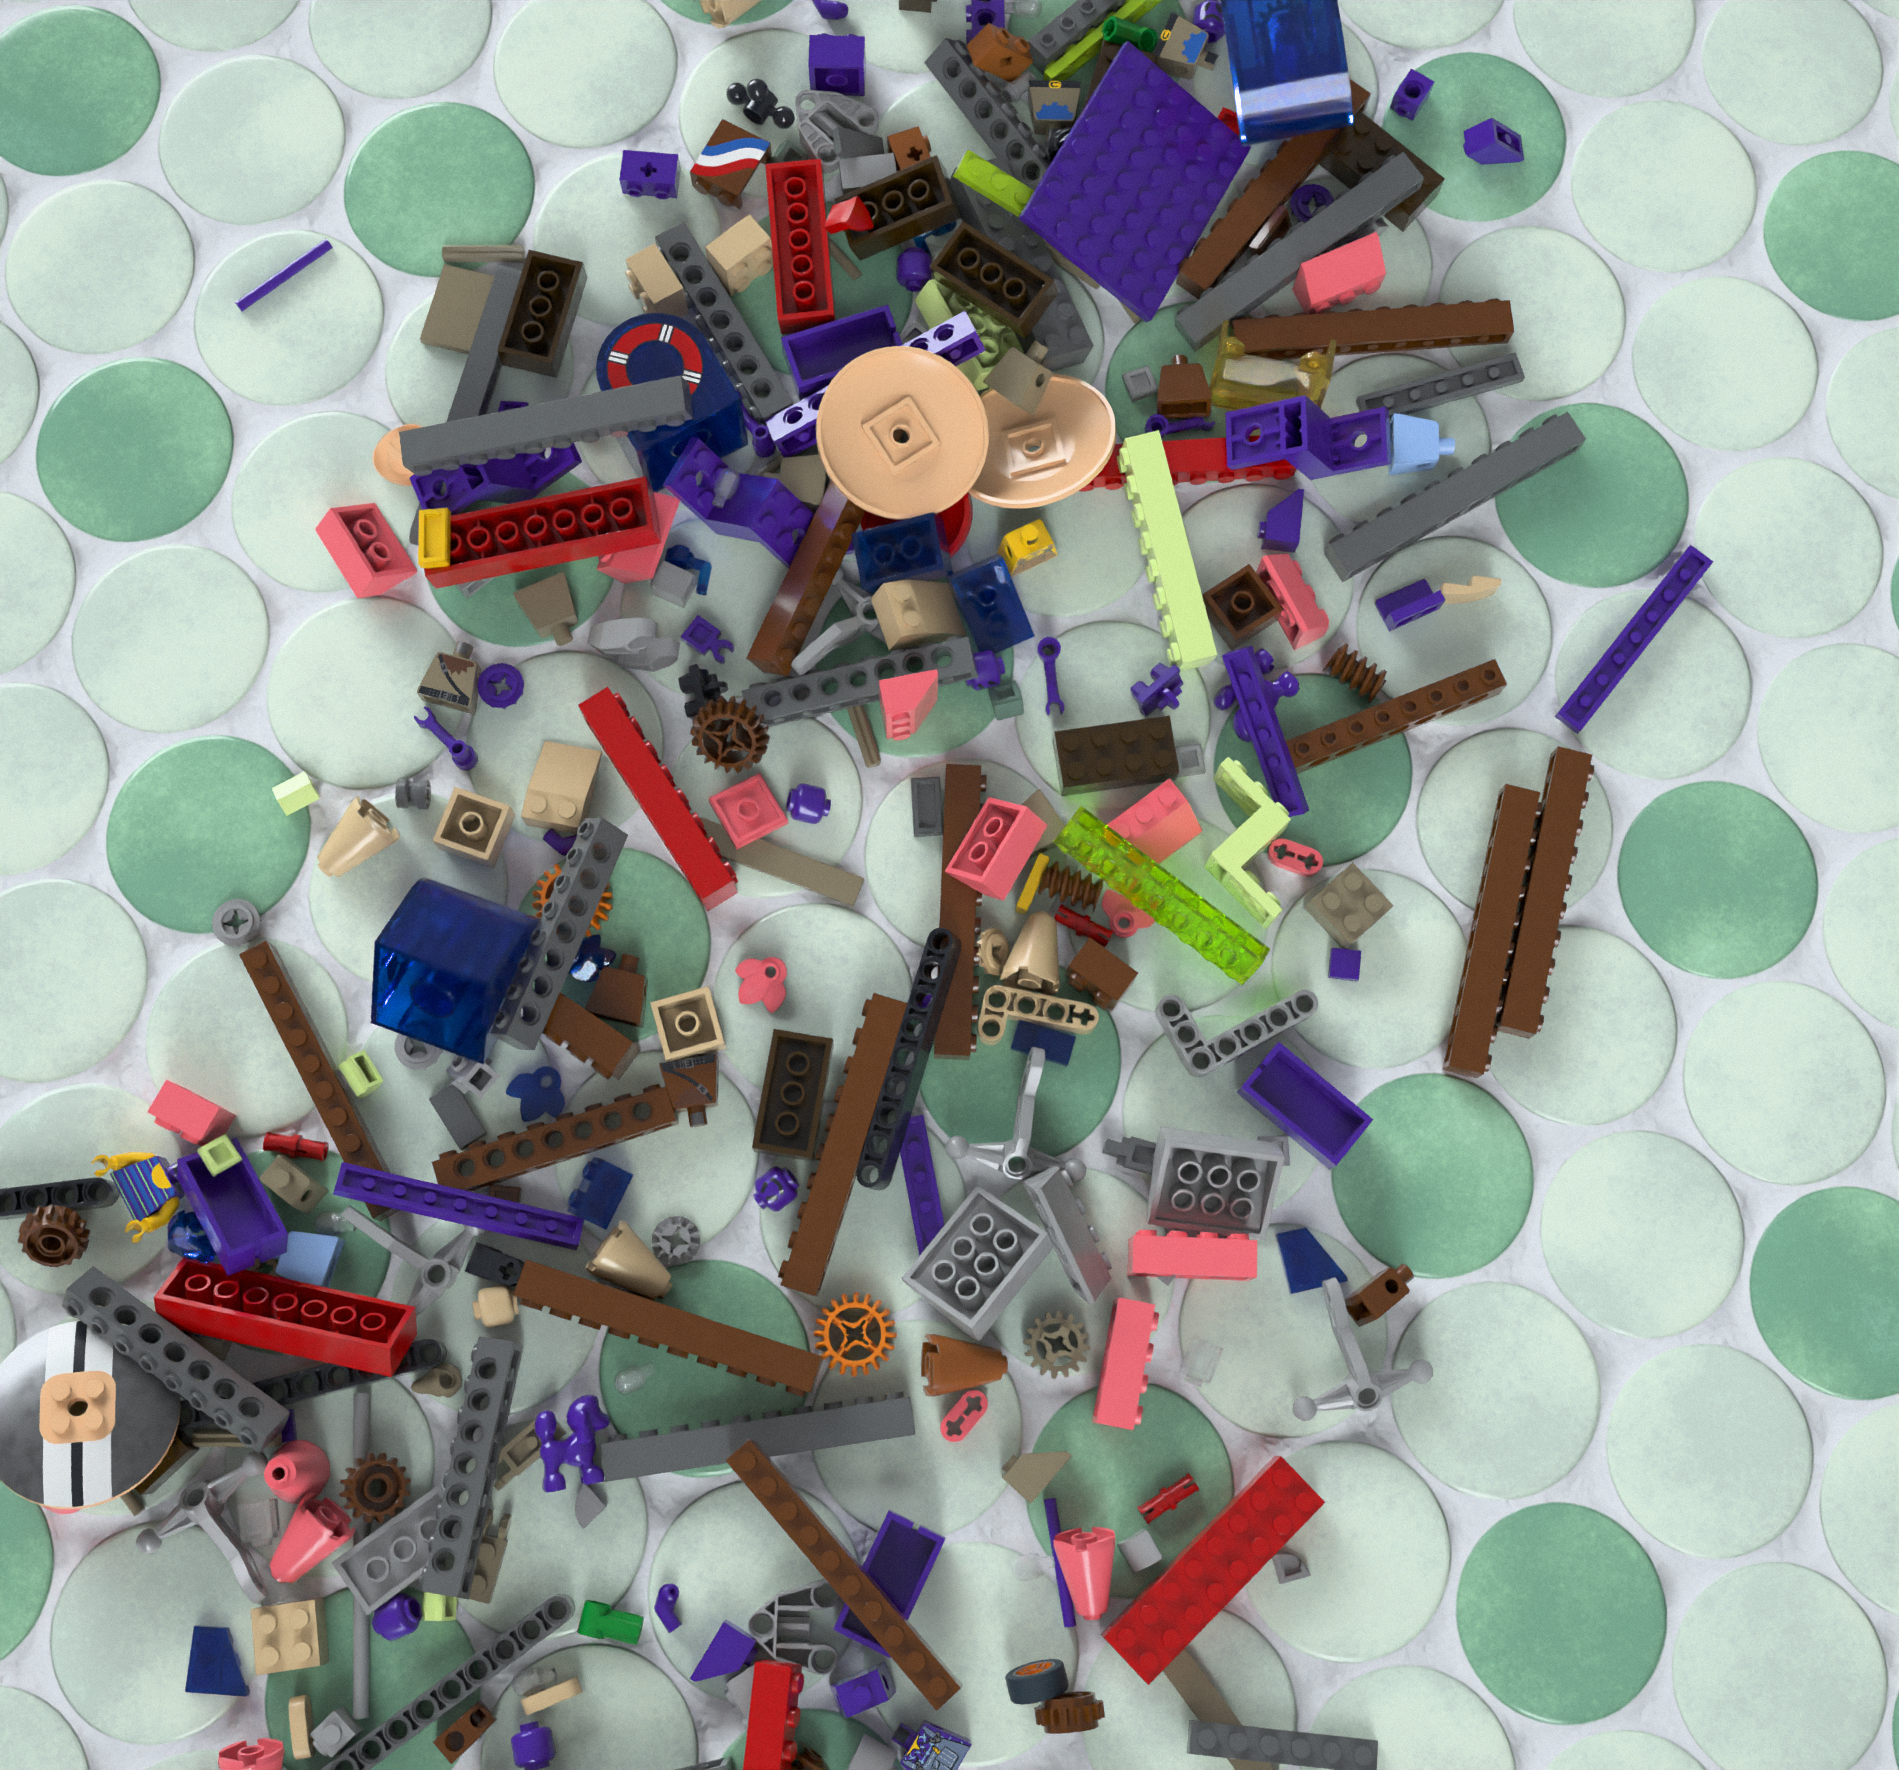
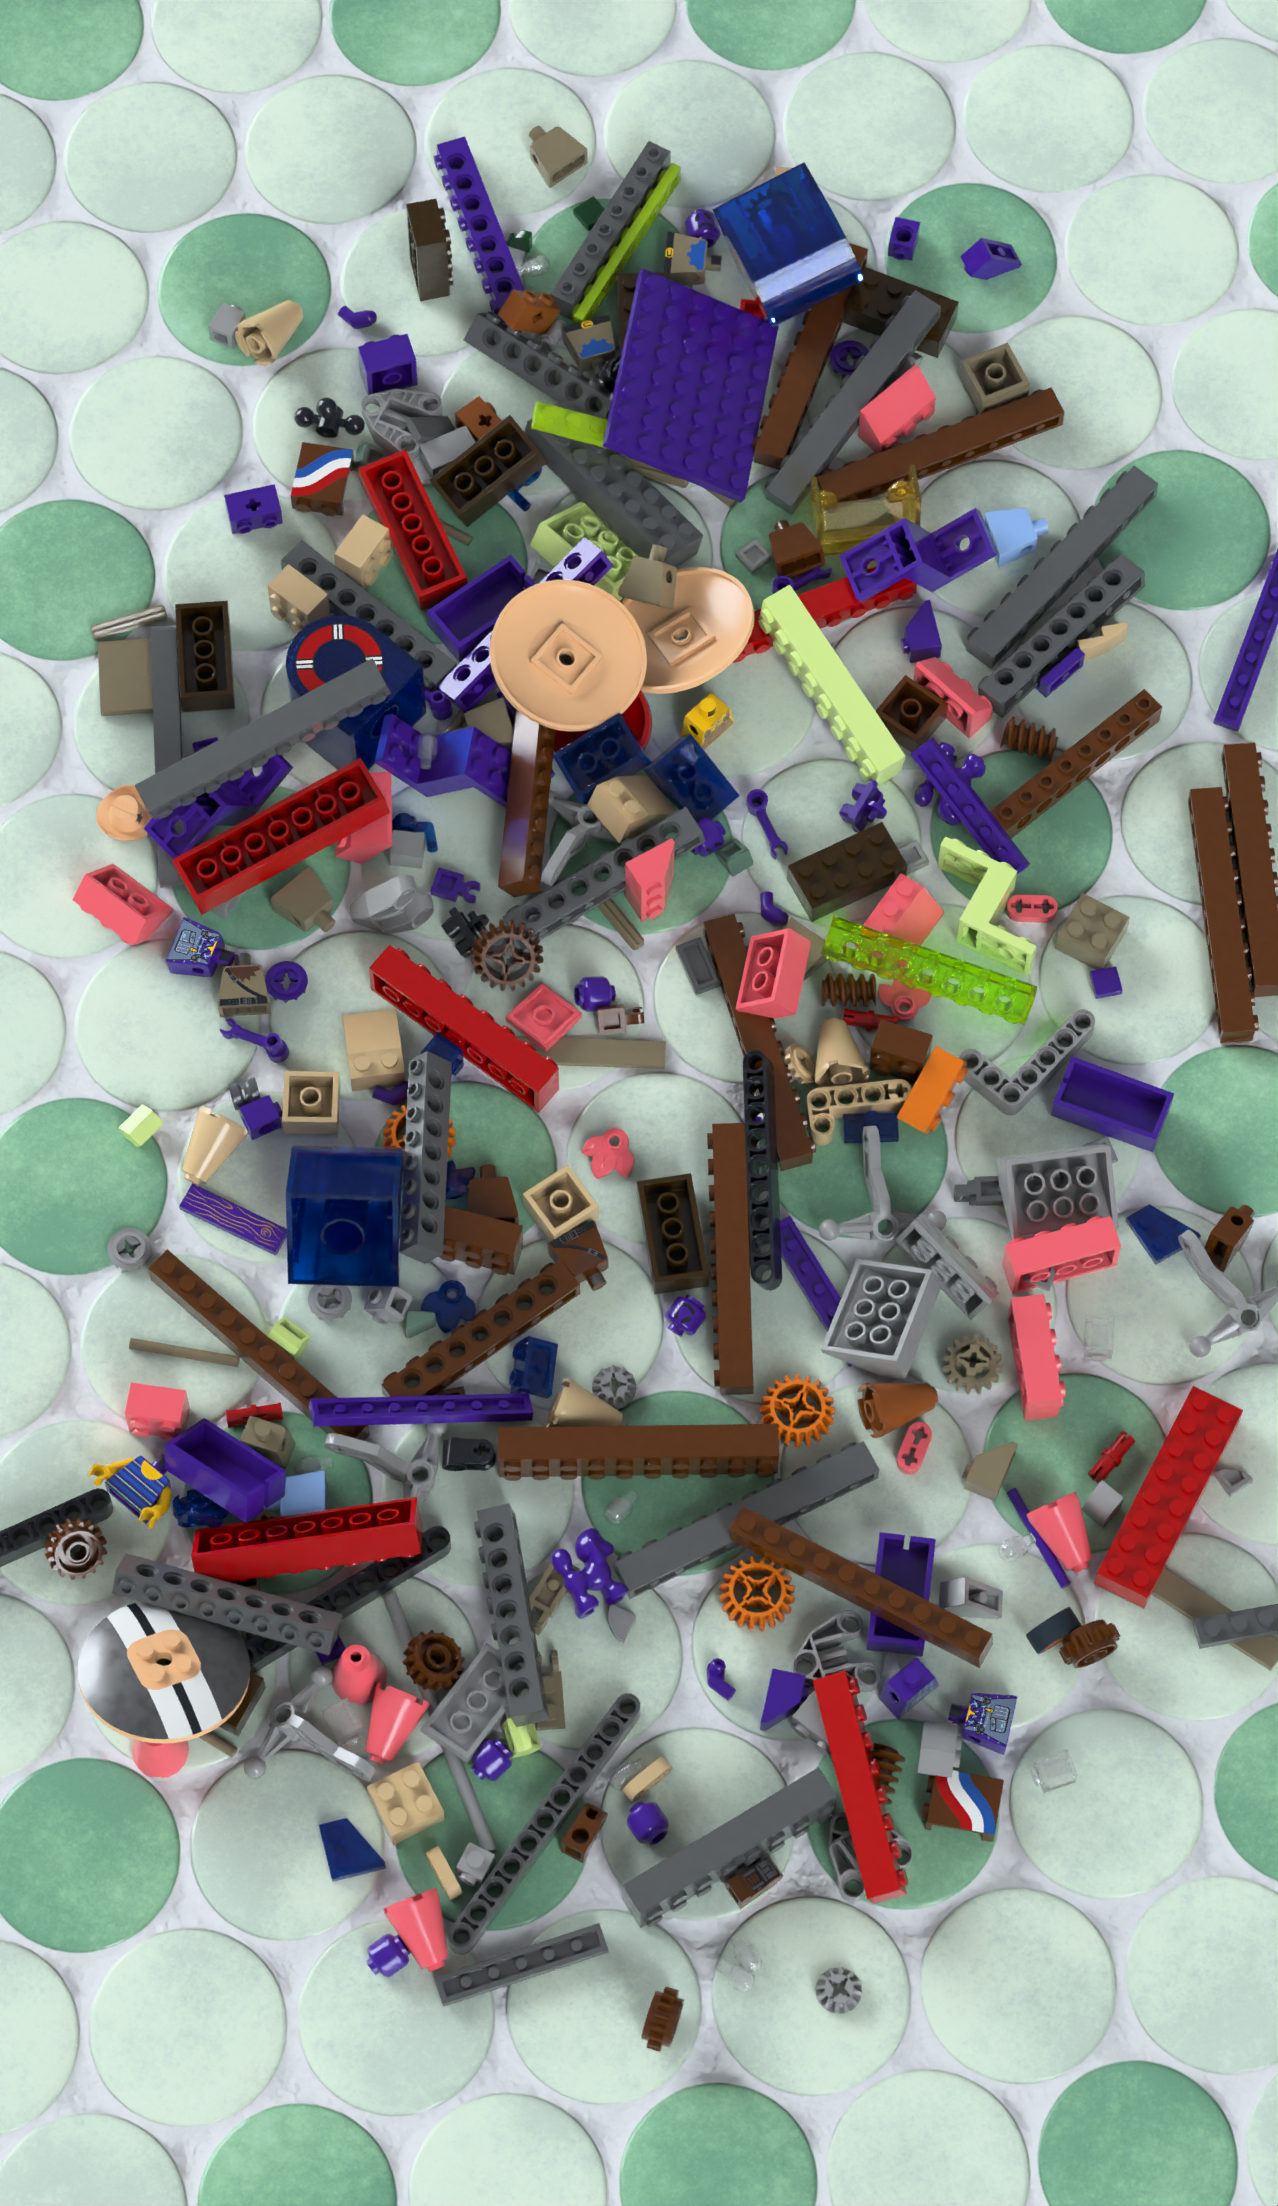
camera: 15 degrees left, 10 degrees down
(219, 1155) = (198, 1431): yellowish green tile -> none
(223, 1438) = (294, 1664): dark tan axle -> none
(250, 1052) = (184, 1352): none -> dark tan bar
(344, 915) = (233, 1219): none -> dark purple tile
(418, 824) = (261, 1117): none -> dark purple brick
(421, 624) = (197, 950): none -> torso
(434, 538) = (192, 867): yellow tile -> none
(439, 1381) = (453, 1562): dark tan animal -> none
(457, 1116) = (385, 1346): dark grey tile -> none
(495, 1306) = (480, 1486): tan head -> none
(497, 1102) = (419, 1322): none -> sand green slope
(601, 1621) = (668, 1707): green piece -> none
(629, 819) = (445, 1049): none -> clear blue brick
(716, 1537) = (772, 1577): none -> orange gear
(818, 838) = (613, 1018): none -> plate
(848, 215) = (449, 489): red tile -> none
(913, 269) = (519, 519): dark purple head -> none
(962, 1610) = (970, 1598): none -> light grey slope
(994, 279) = (599, 504): dark brown brick -> none
(1021, 772) = (770, 912): none -> dark purple arm
(1032, 884) = (814, 997): yellow tile -> none
(1120, 31) = (637, 260): green piece -> none
(1120, 1029) = (933, 1090): none -> orange brick
(1274, 228) = (824, 389): reddish brown tile -> none
(1445, 386) = (1022, 476): dark grey plate -> none
(1453, 271) = (994, 378): none -> dark tan brick
(1513, 521) = (1128, 581): none -> dark grey brick

